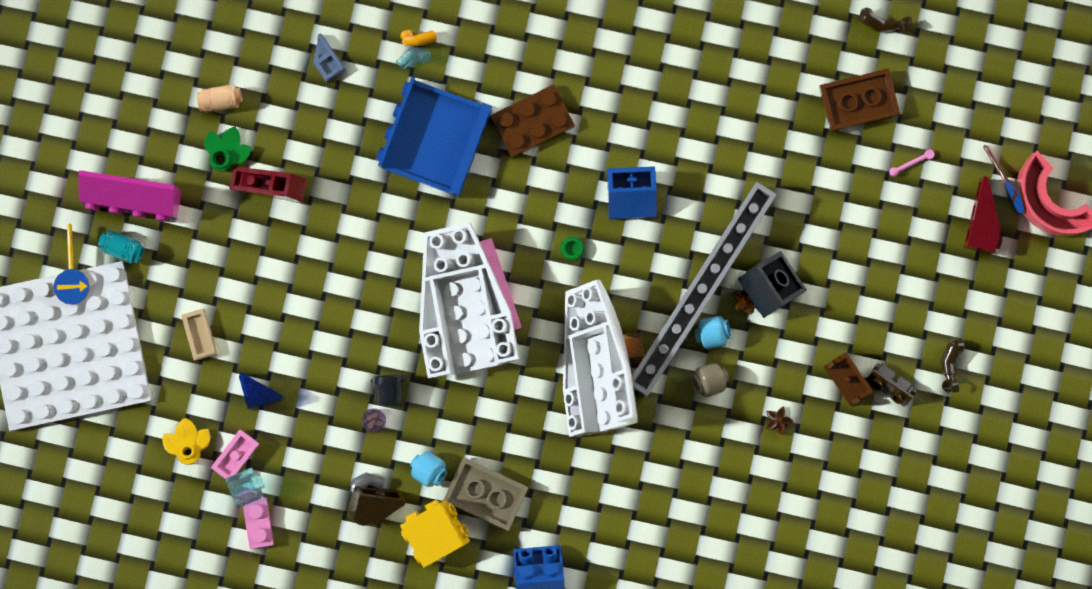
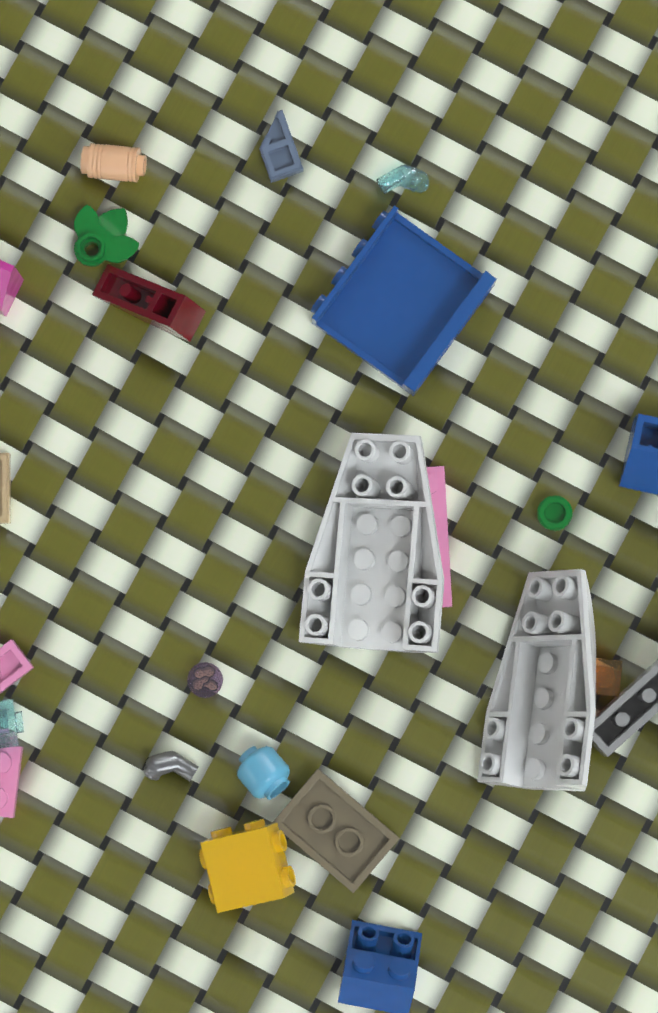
camera: 20 degrees right, 0 degrees up
(258, 394) = (50, 596): clear blue slope -> none
(374, 504) = (172, 801): dark brown slope -> none
(388, 389) = (237, 641): black piece -> none
(417, 40) = (417, 157): light orange arm -> none
(532, 121) = (548, 316): reddish brown plate -> none

